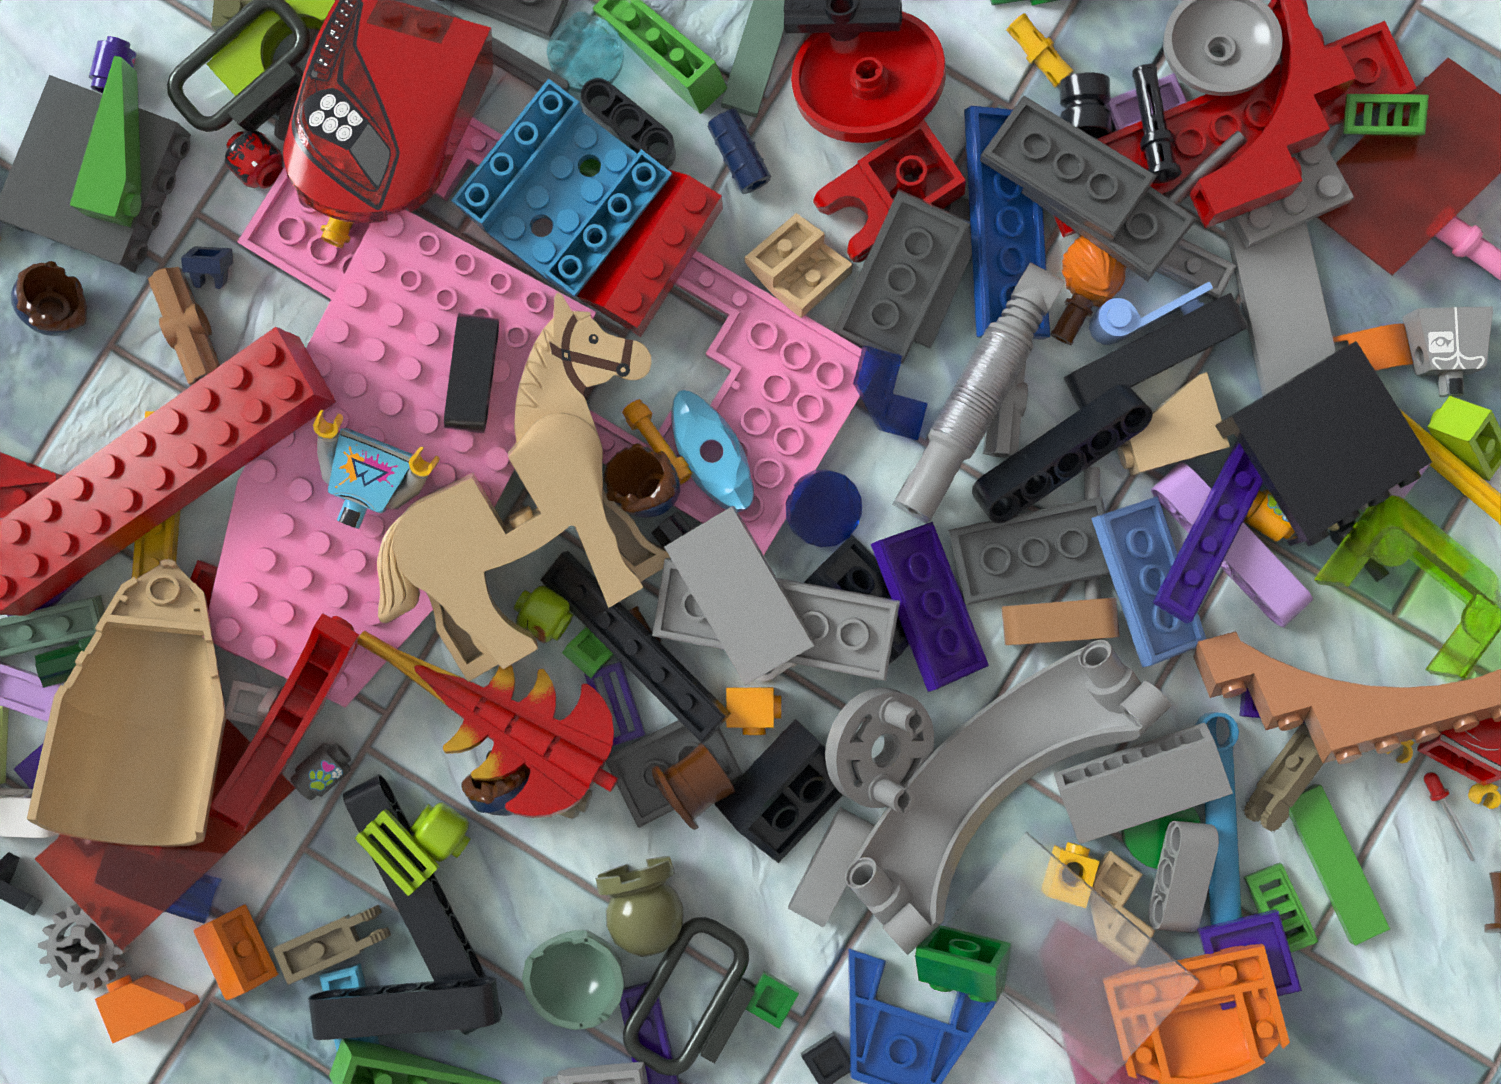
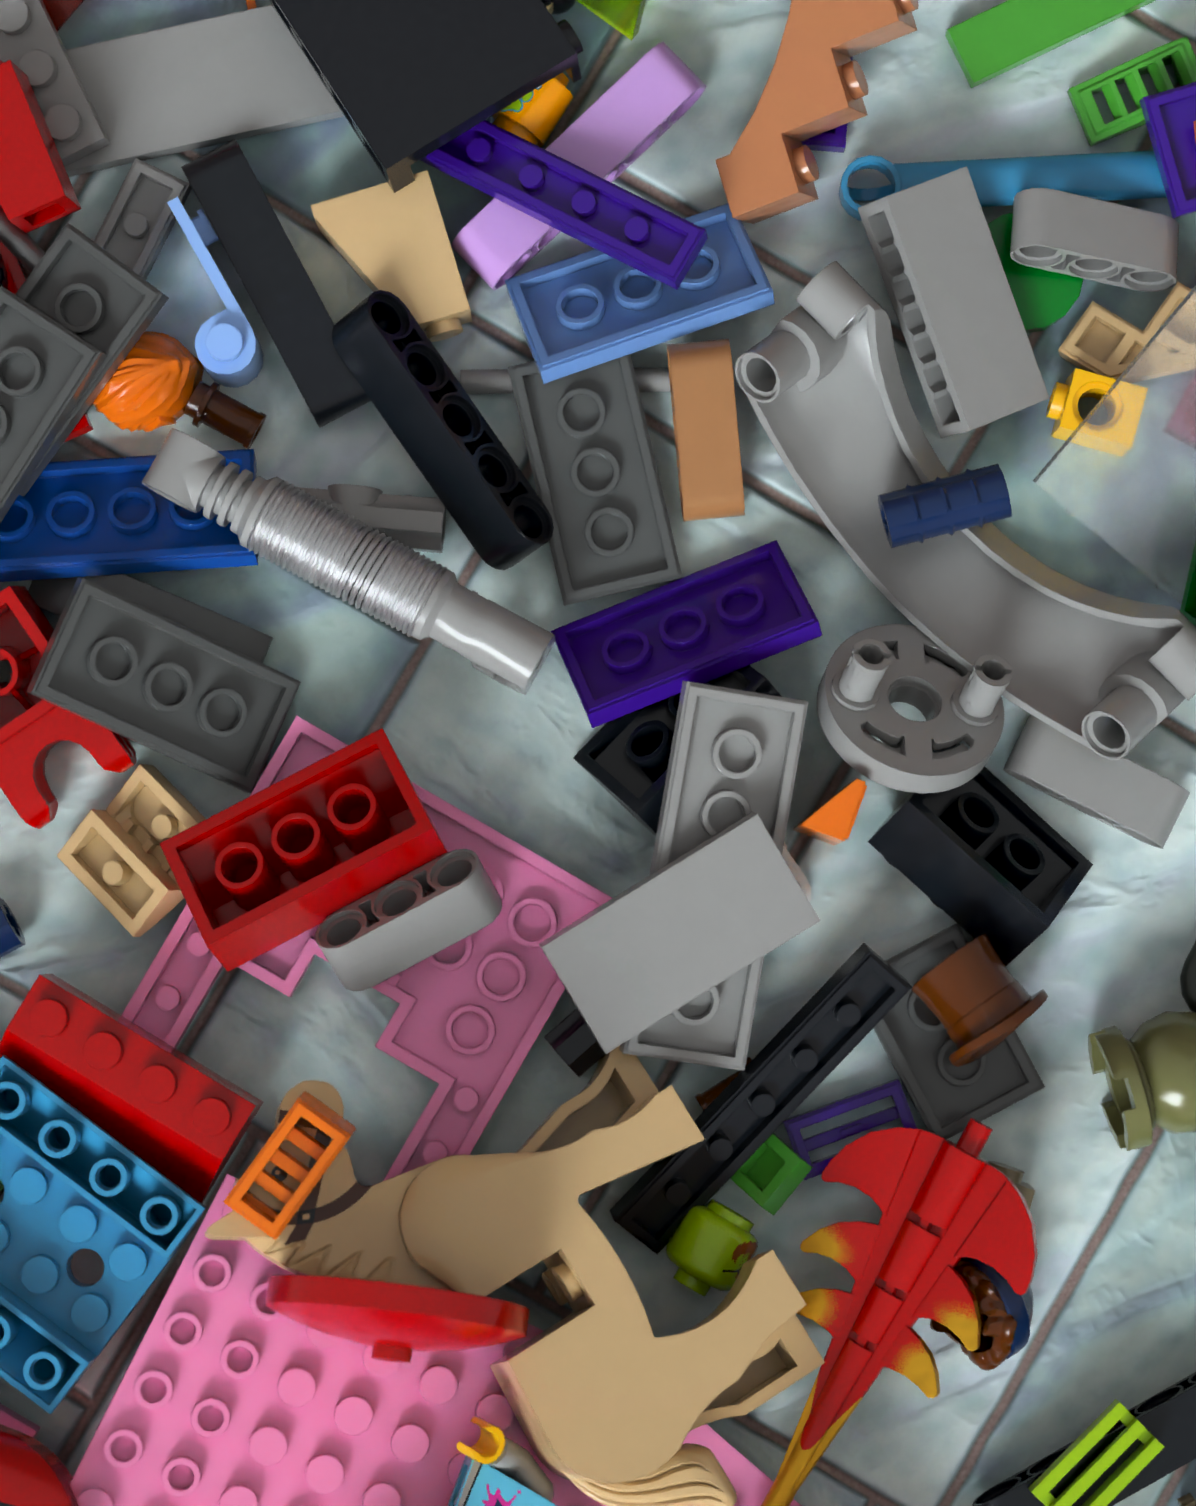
camera: 100 degrees left, 0 degrees up
(441, 831) = (1060, 1400): lime head -> none
(471, 373) = (328, 1372): black beam -> none
(499, 406) = (396, 1315): none -> red dish
(625, 366) = (256, 1210): none -> orange slope
(639, 417) = (393, 1100): light orange bar -> none
(642, 481) = (501, 1091): reddish brown hair -> none
(724, 481) = (409, 1014): medium azure piece -> none
(751, 426) = (409, 920): none -> light grey beam
(752, 709) = (853, 909): light orange brick -> none
(796, 361) = (302, 850): none -> red slope
(812, 698) = (836, 817): none -> orange slope
(824, 508) = (534, 802): clear blue tile -> none
(875, 384) = (328, 721): clear blue tile -> none
(1010, 774) = (944, 505): none -> dark blue axle
(1284, 781) = (944, 86): dark tan hinge -> none

